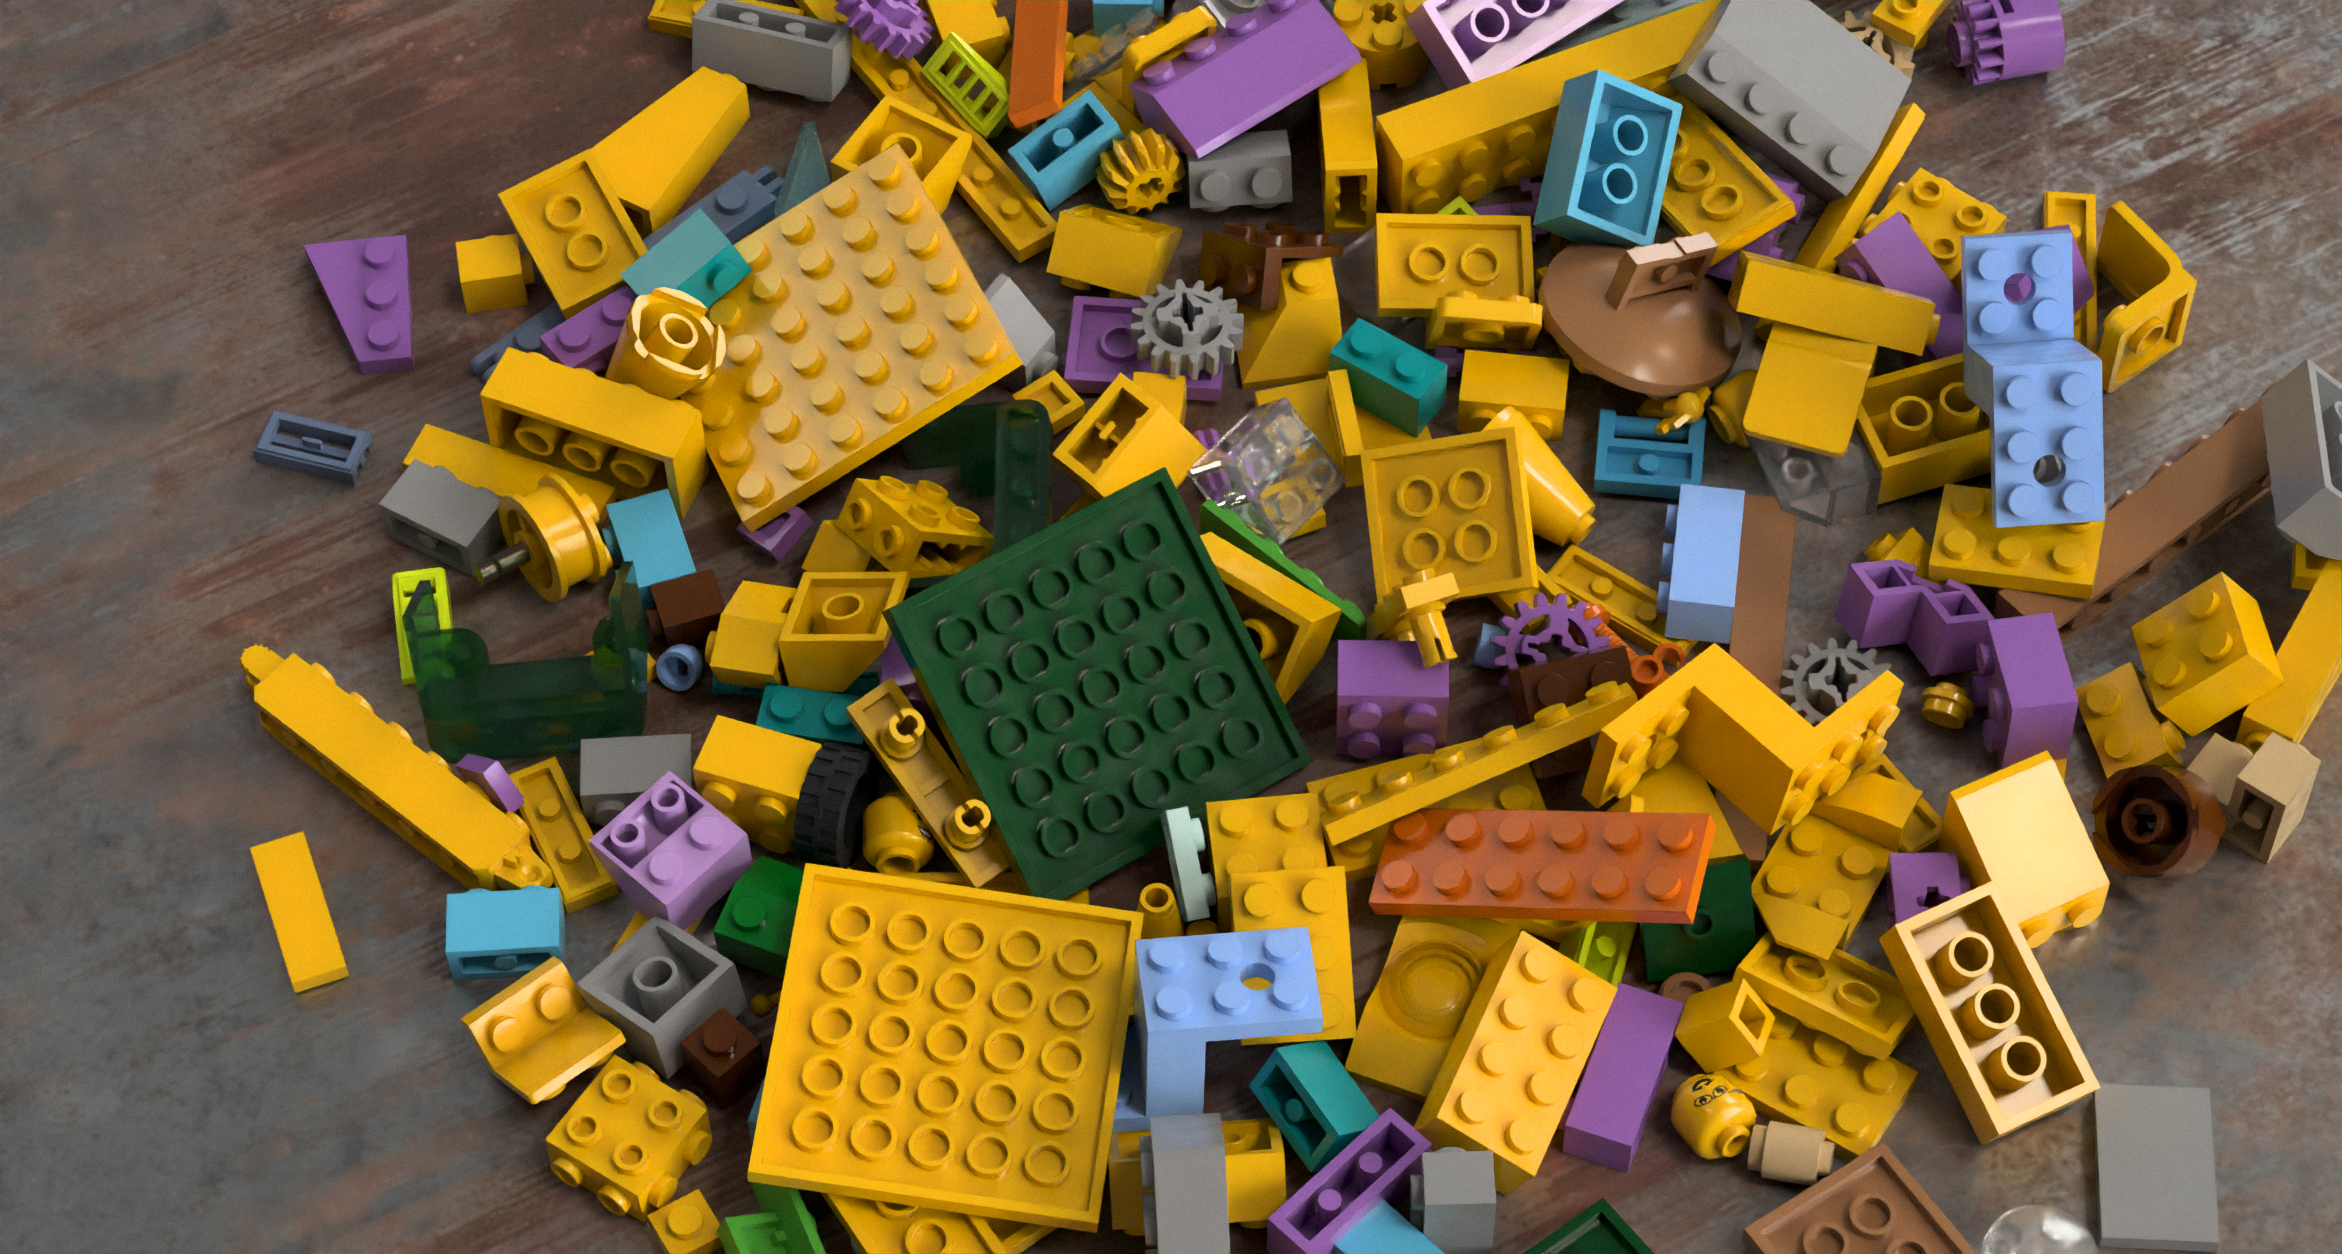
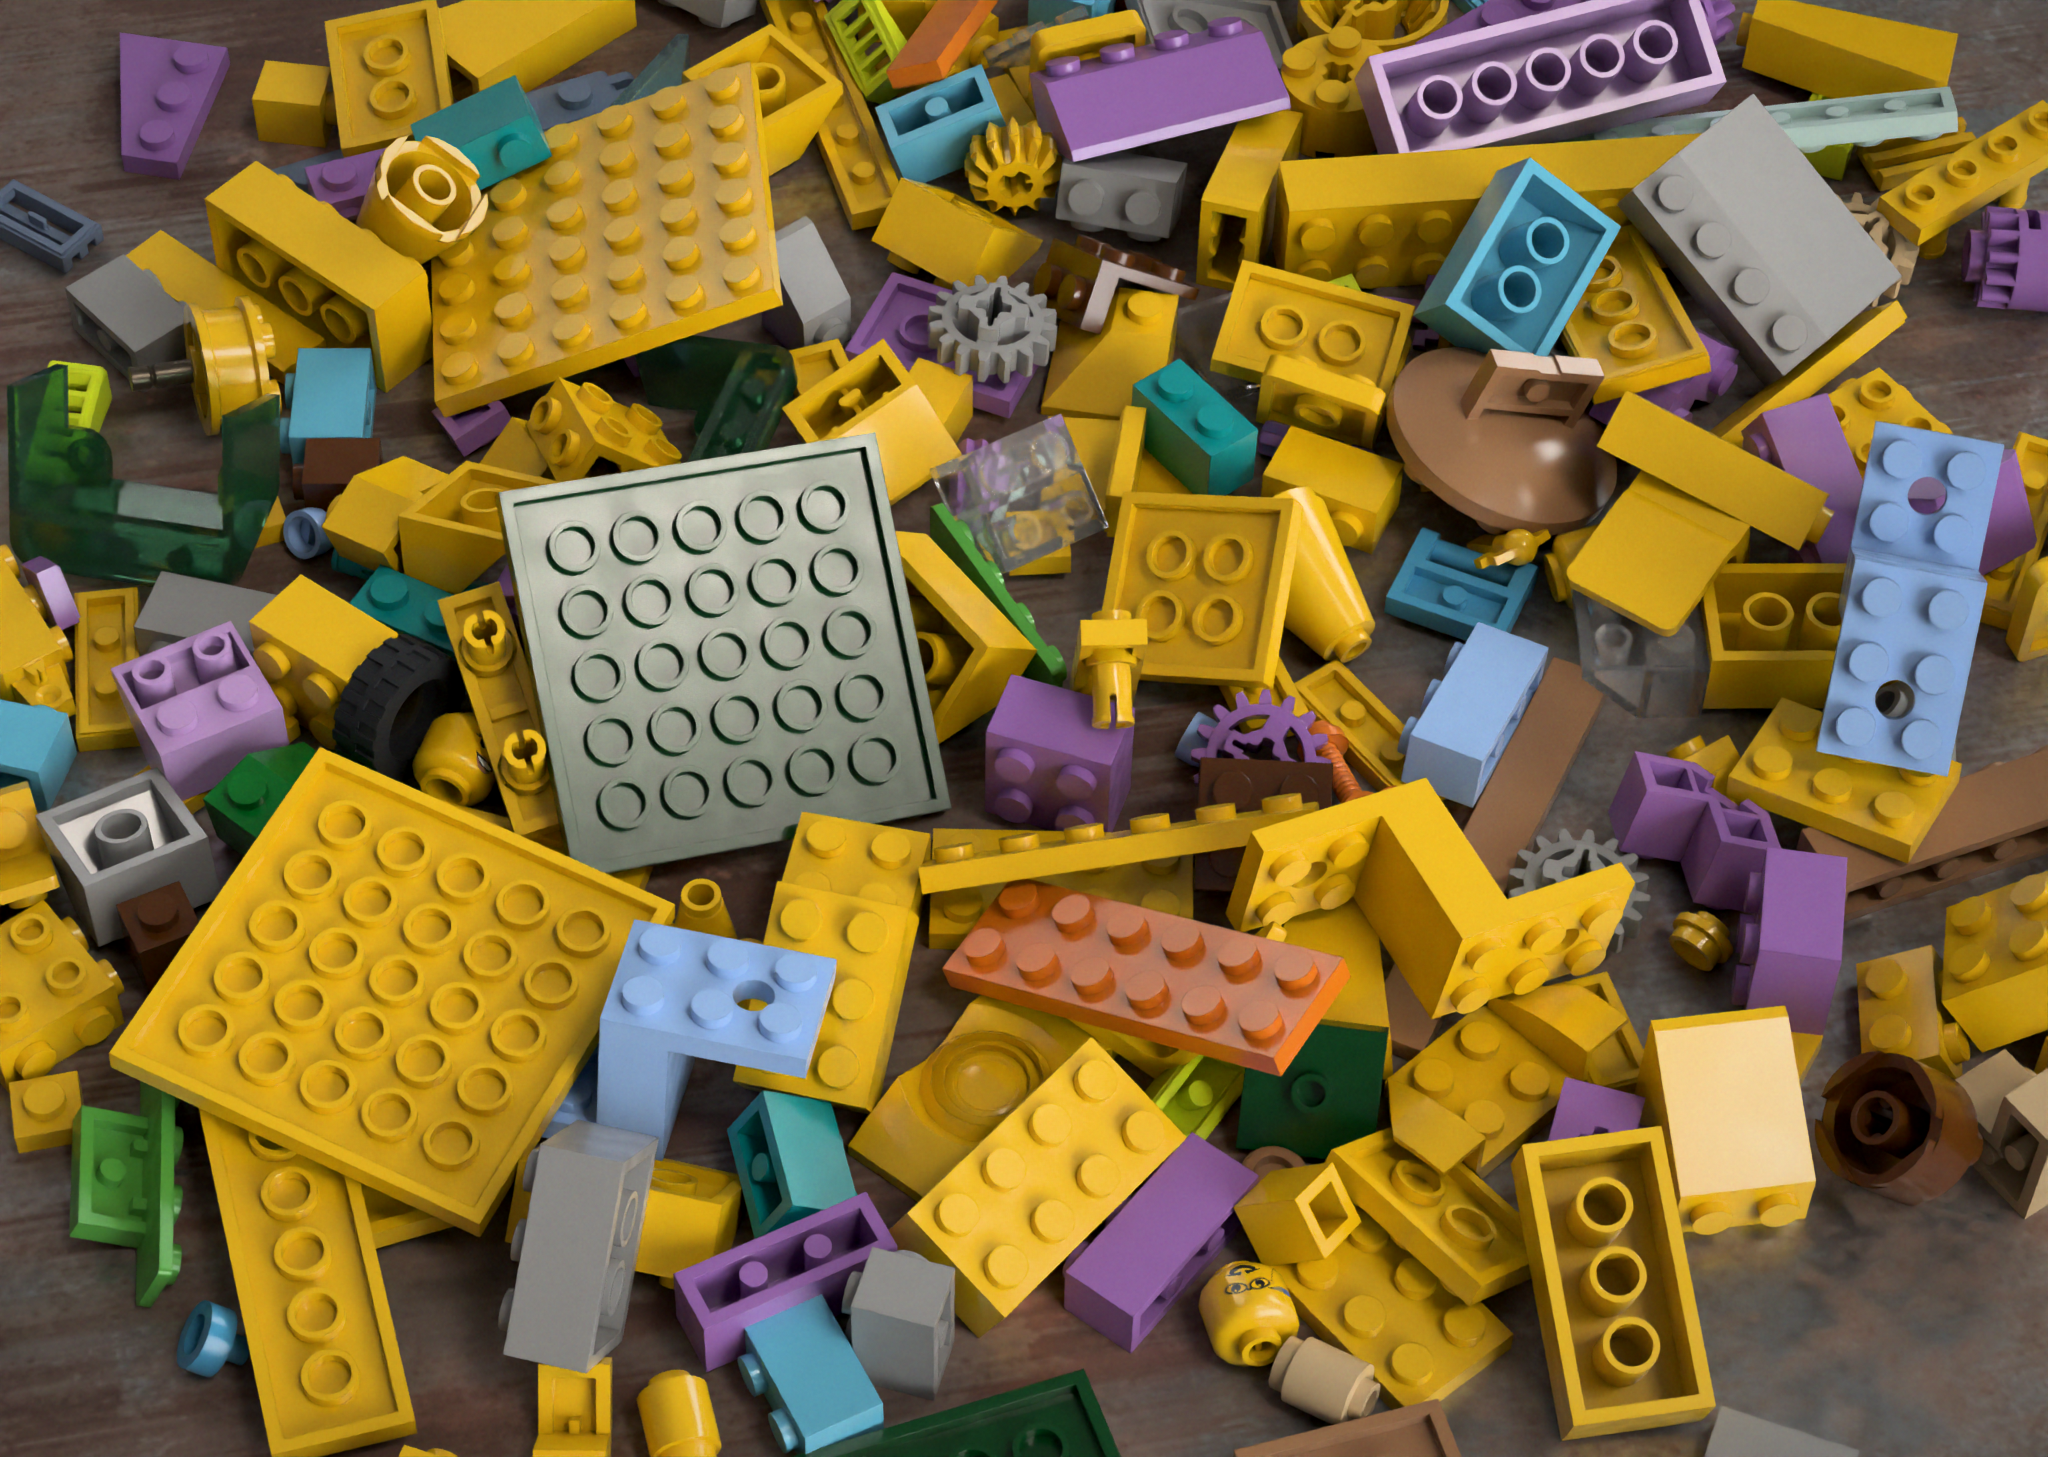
camera: 15 degrees right, 5 degrees down
(1183, 840) = (760, 846): light aqua plate -> none

